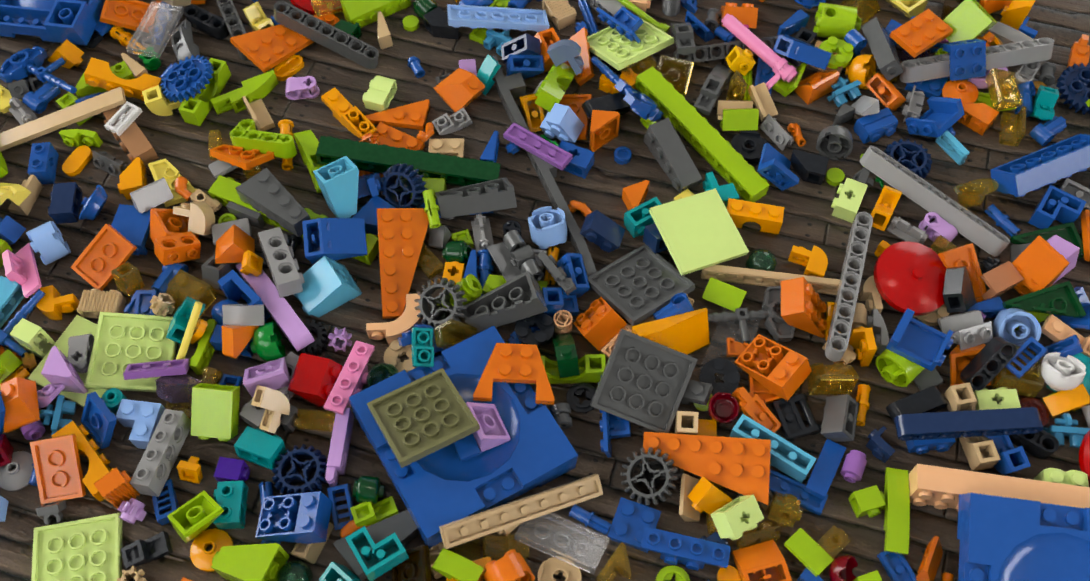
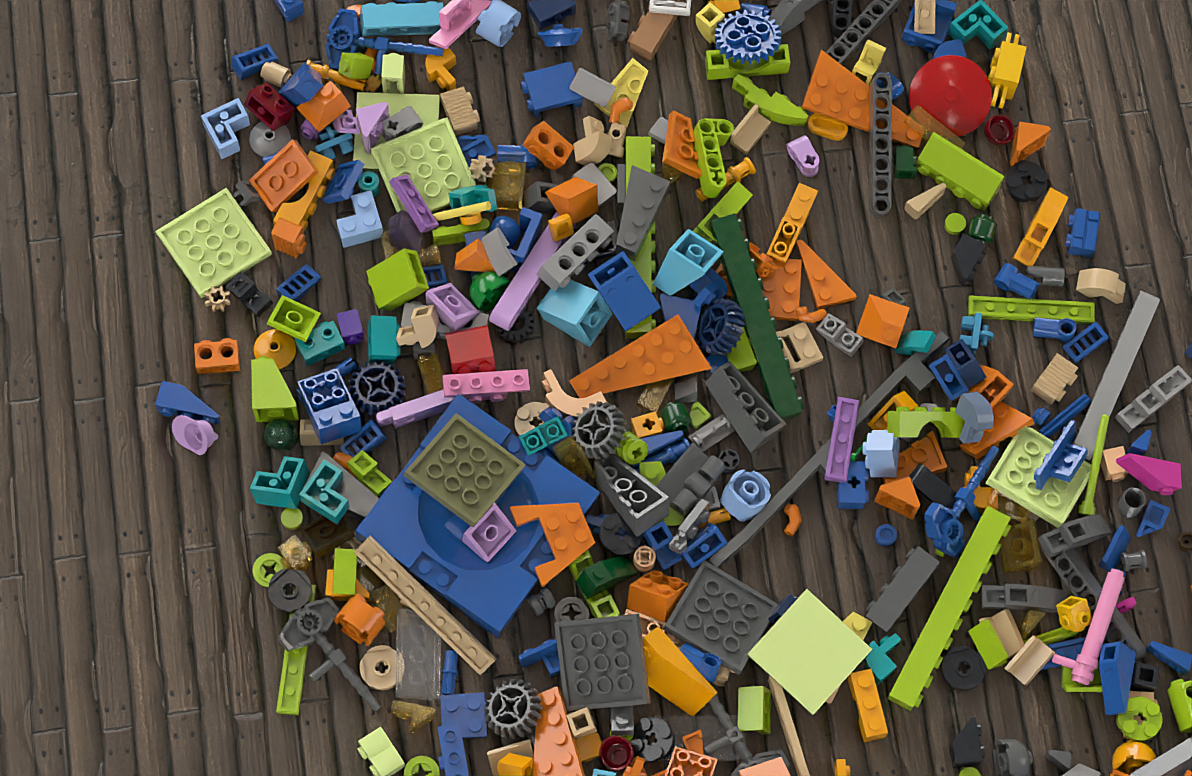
camera: 60 degrees right, 10 degrees up
(102, 255) = (506, 83): orange plate -> none
(127, 278) = (495, 119): clear yellow brick -> none
(132, 178) = (608, 56): light orange slope -> none
(132, 511) = (276, 262): lavender gear -> none
(161, 453) = (338, 255): light grey brick -> none
(166, 223) = (568, 119): orange slope -> none
(190, 470) = (335, 289): light orange tile -> none
(215, 140) = (693, 106): clear yellow beam -> none
(341, 334) = (525, 353): lavender gear -> none
(368, 489) = (387, 457): dark green head -> none
(380, 93) = (837, 241): yellowish green brick -> none
(380, 372) = (504, 411): clear green hair -> none
(414, 64) = (895, 260): blue pin -> none
(431, 208) = (706, 368): lime pin -> none
(468, 65) = (918, 318): lavender slope -> none
(491, 151) = (817, 394): blue slope -> none
(497, 18) = (1001, 316): light blue plate -> none
(602, 231) = (767, 553): dark blue brick -> none
(635, 194) = (833, 571): orange slope -> none
(639, 217) = (801, 580): teal brick -> none
(746, 13) = (1152, 588): orange slope -> none
(761, 260) = (814, 735): clear green hair -> none
(776, 132) = (1005, 685): light grey hinge -> none
(776, 168) = (944, 706): blue bracket -> none
(795, 131) = (1004, 719): orange arm -> none
(816, 85) = (1089, 714): orange slope -> none
(851, 89) = (1104, 757): dark azure hips -> none
(857, 40) = (1166, 737): blue piece -> none

